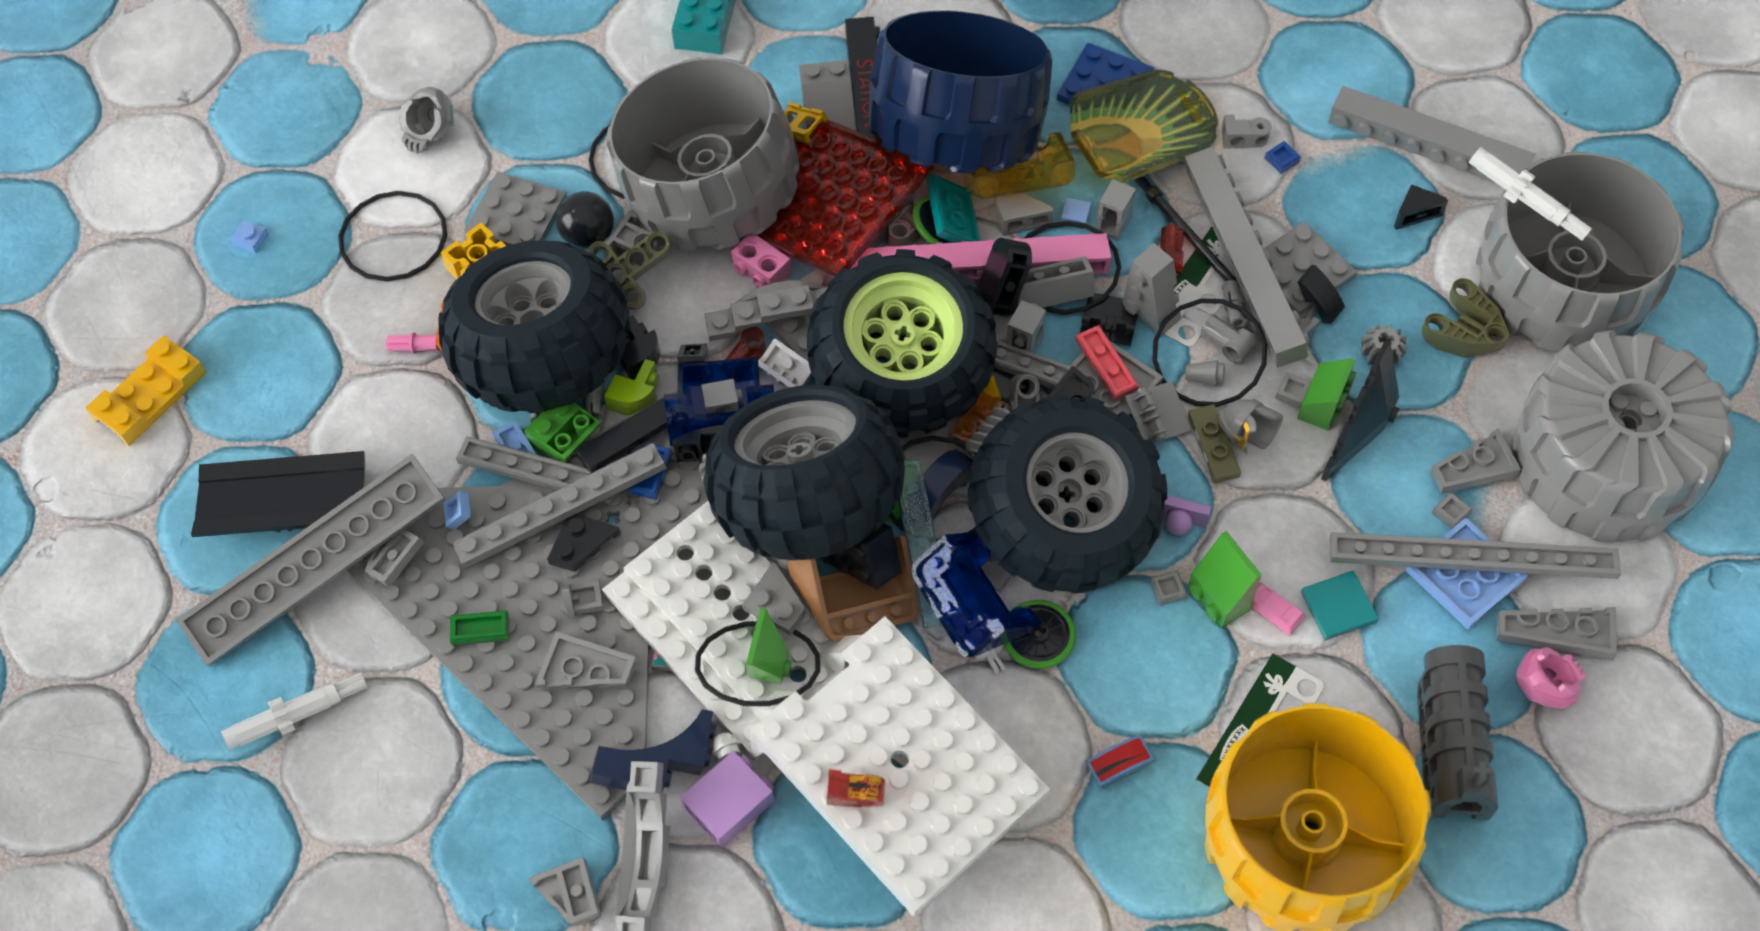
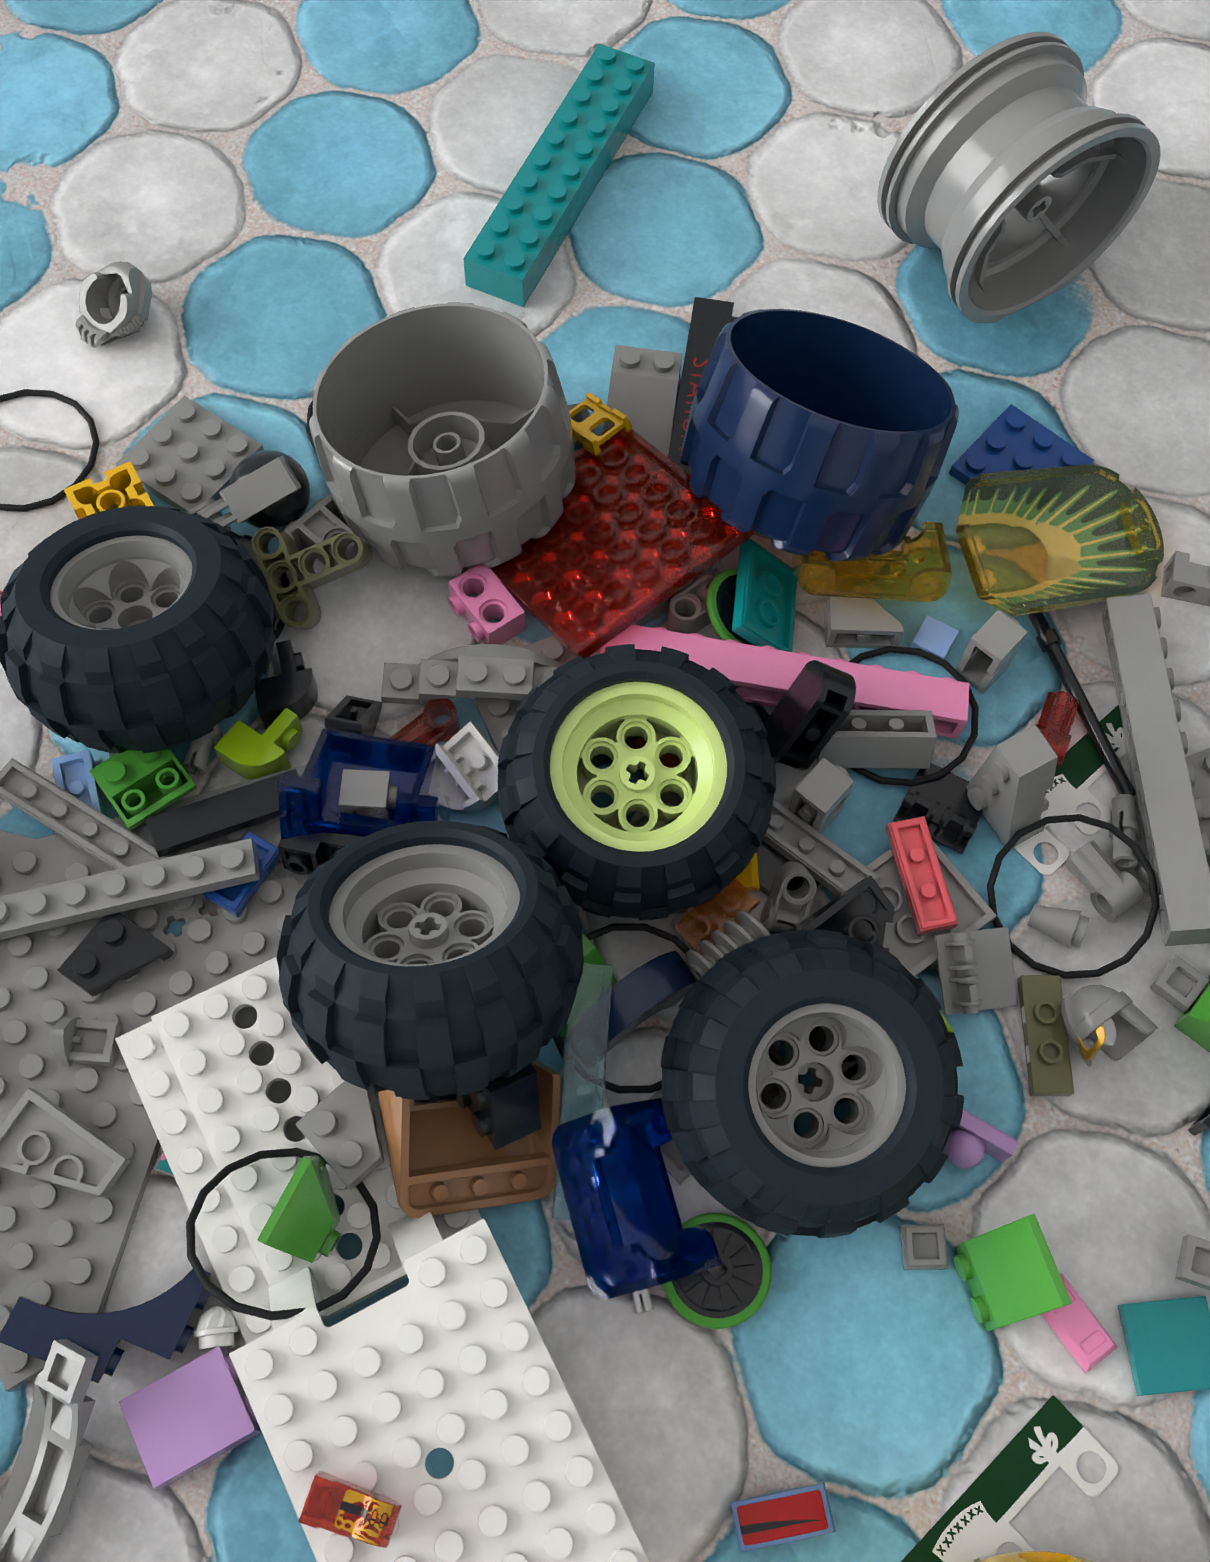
camera: 10 degrees right, 5 degrees up
(580, 220) = (250, 494): none -> light grey arm

